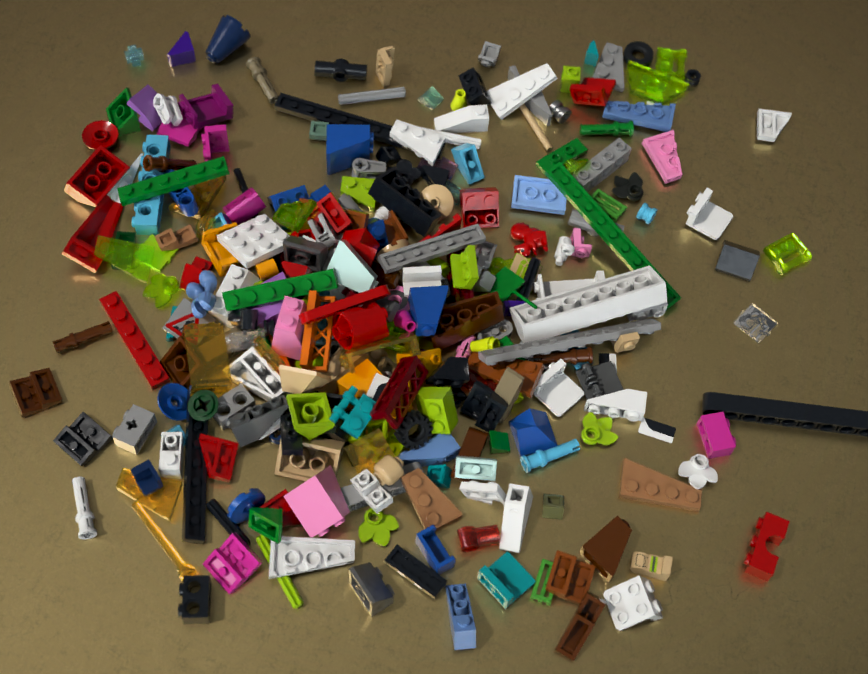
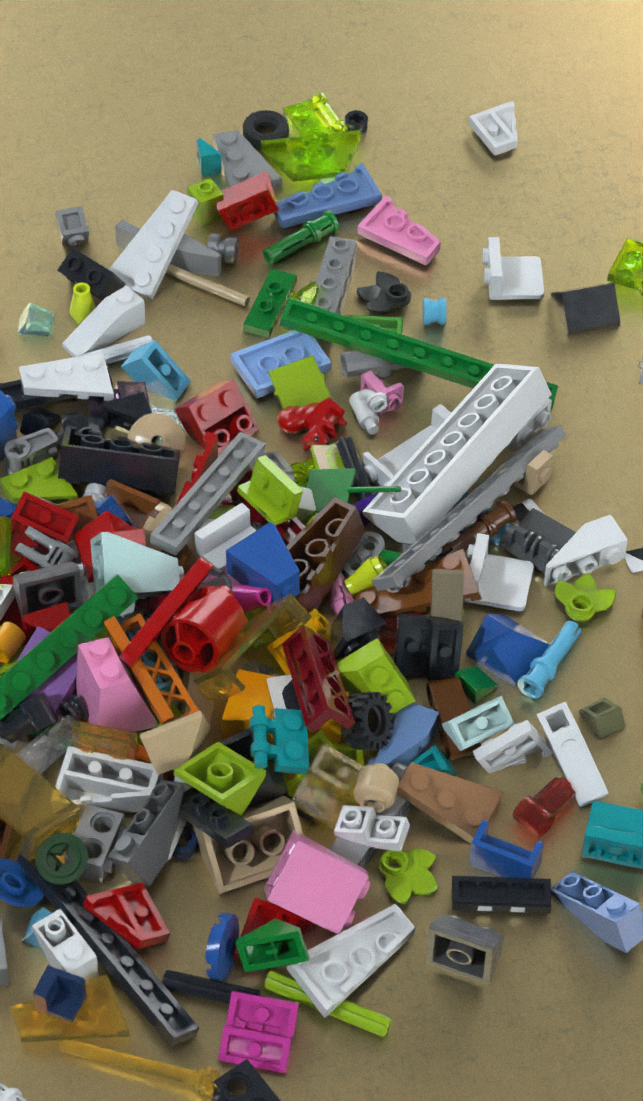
camera: 30 degrees left, 10 degrees down
(538, 213) = (299, 383): none -> lime piece

